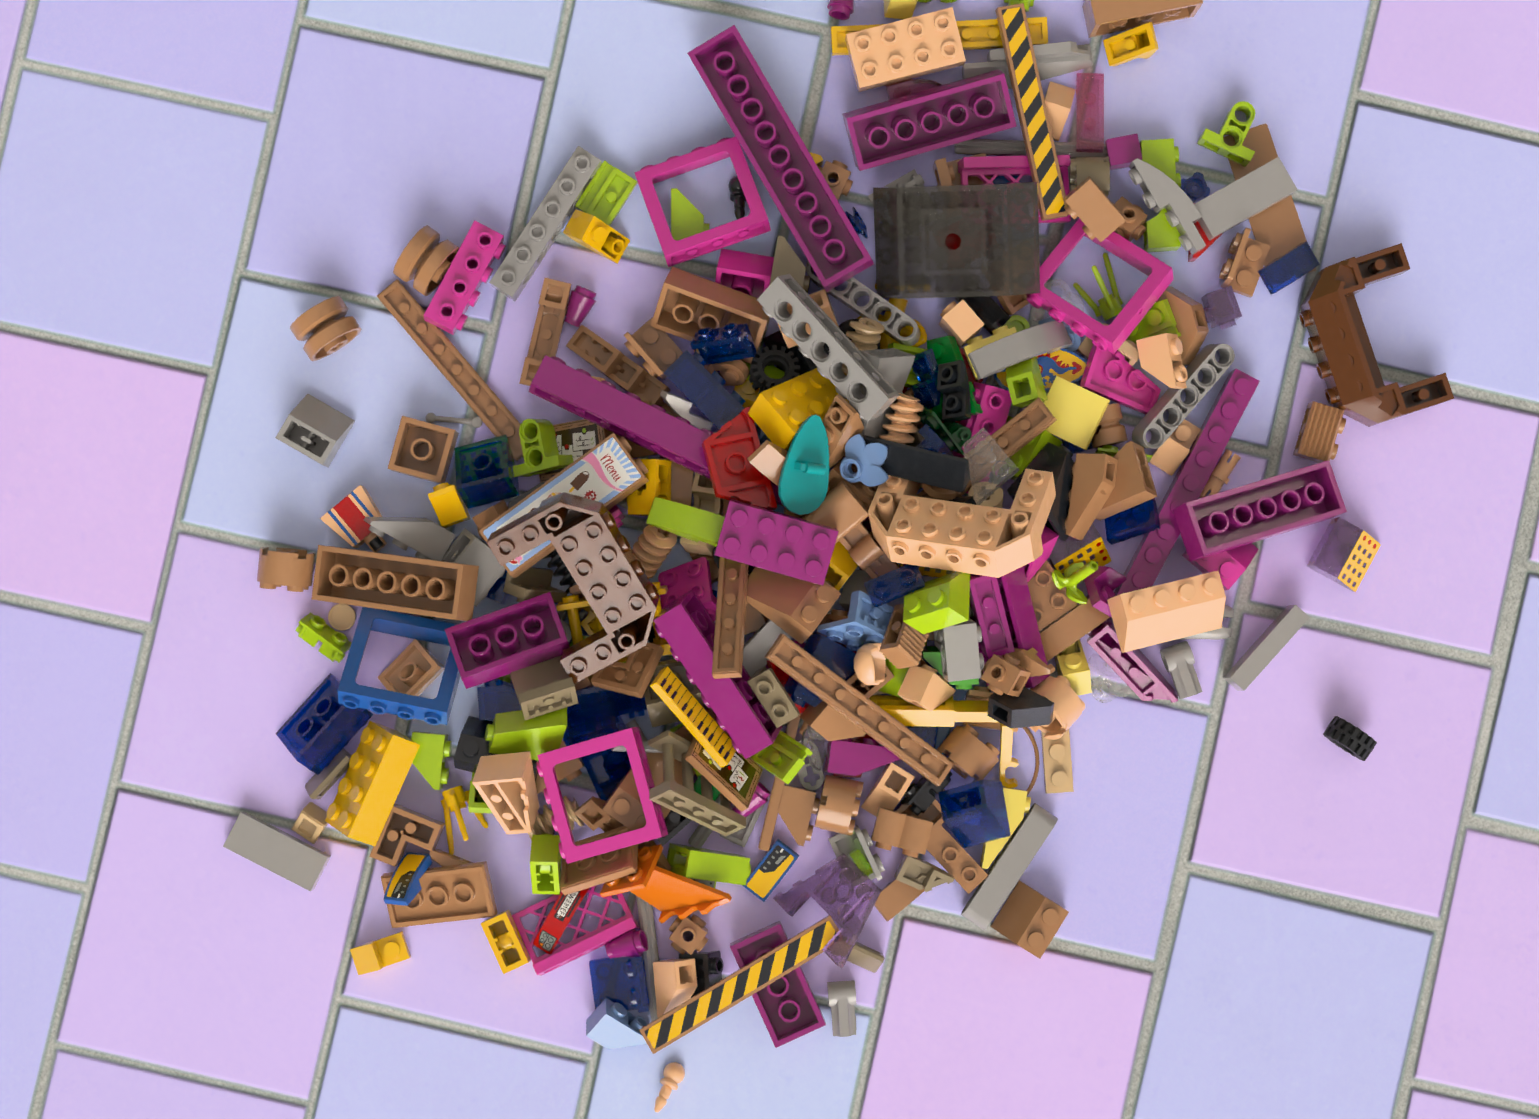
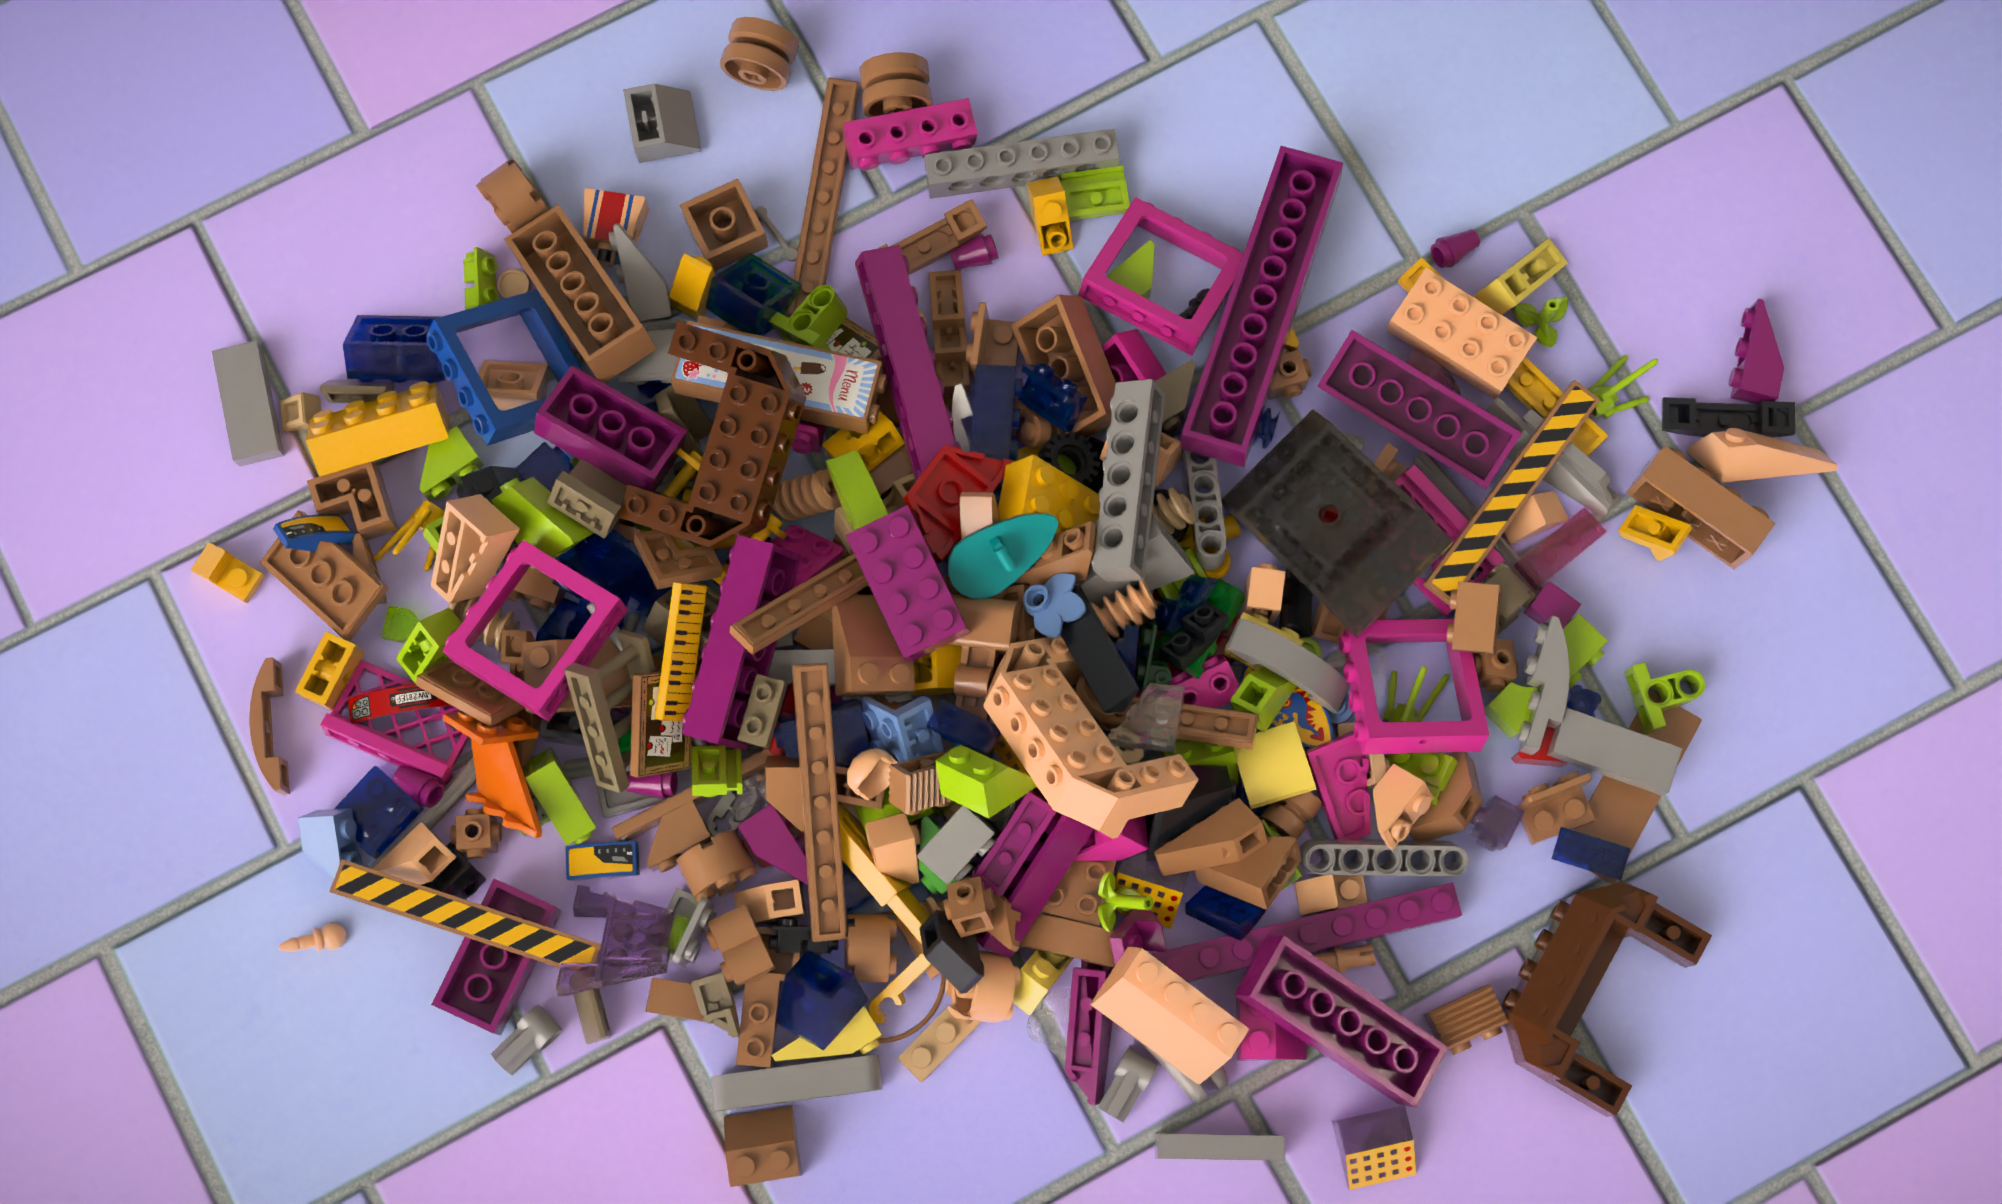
camera: 50 degrees right, 10 degrees down
(479, 985) = (267, 685): none -> medium nougat slope
(510, 872) = (398, 624): none -> clear neon green tile

